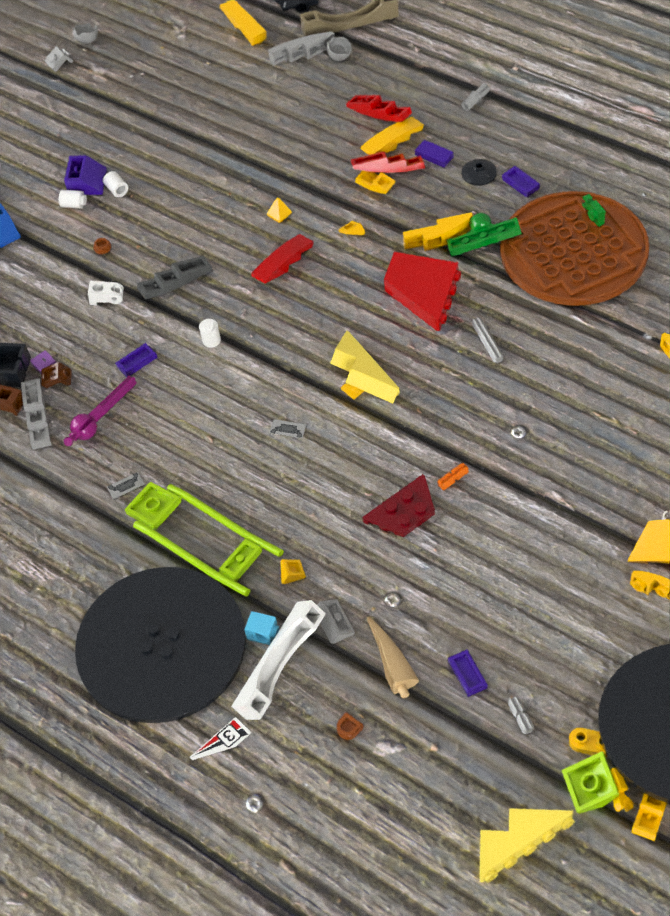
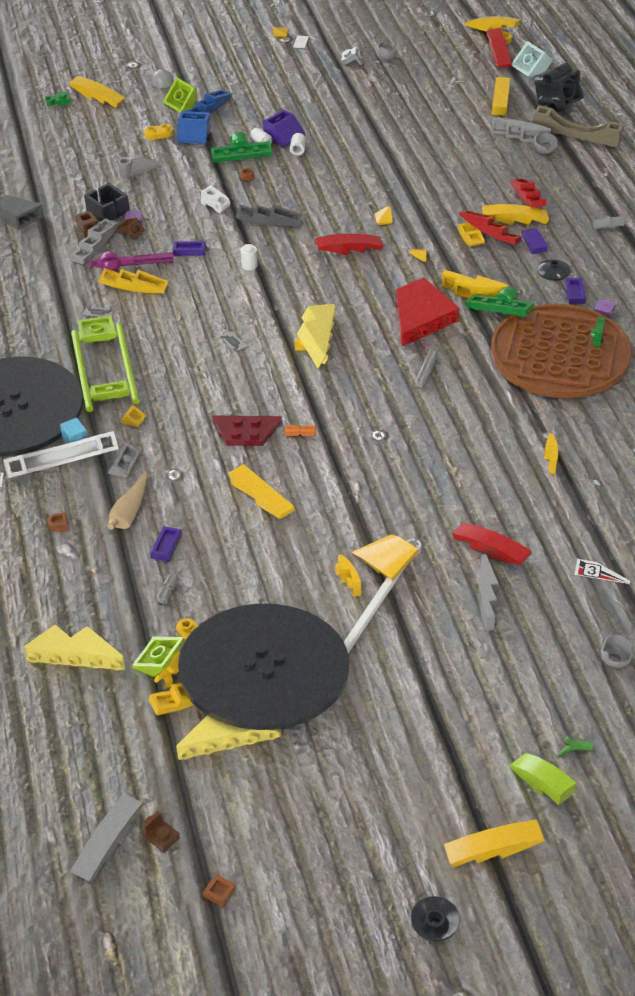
camera: 35 degrees right, 10 degrees down
(66, 223) = (240, 149): none -> green plate
(122, 433) = (137, 282): none -> yellow slope
(497, 561) = (264, 495): none -> yellow slope
(562, 183) = (605, 307): none -> medium lavender tile

